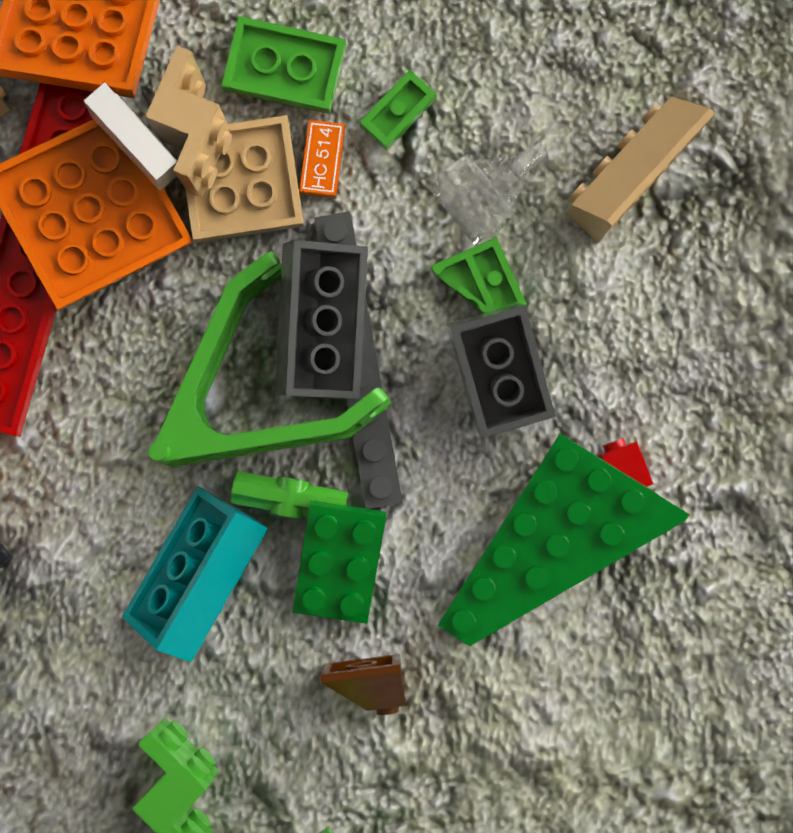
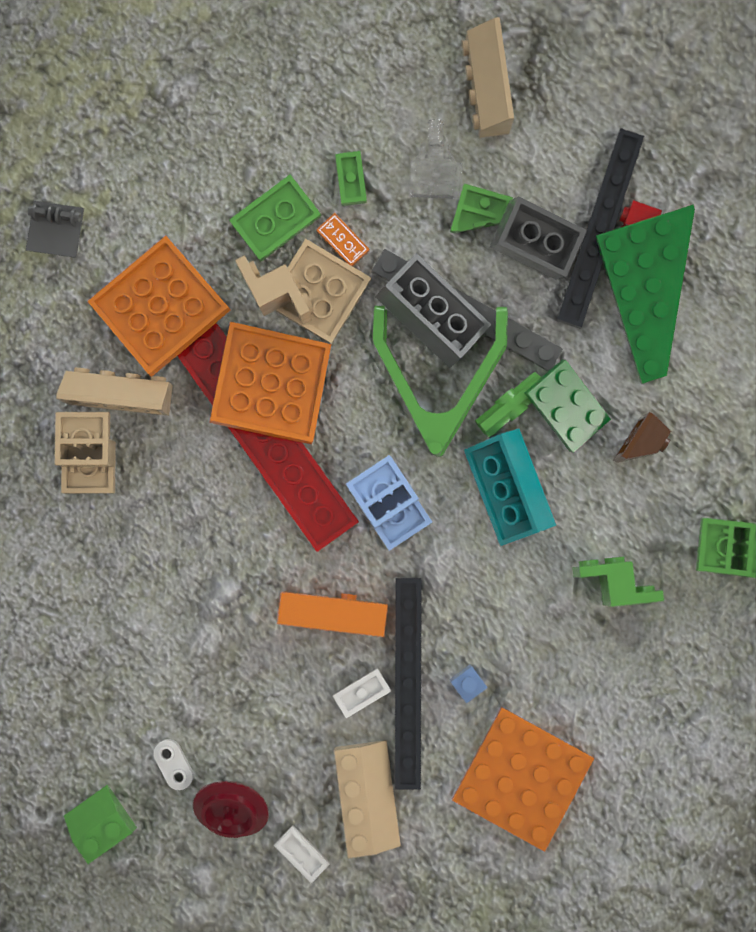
camera: 50 degrees left, 0 degrees up
(58, 450) = (389, 502): none -> light blue bracket
(131, 136) = (260, 324): white container -> none
(583, 427) = (601, 221): none -> black plate

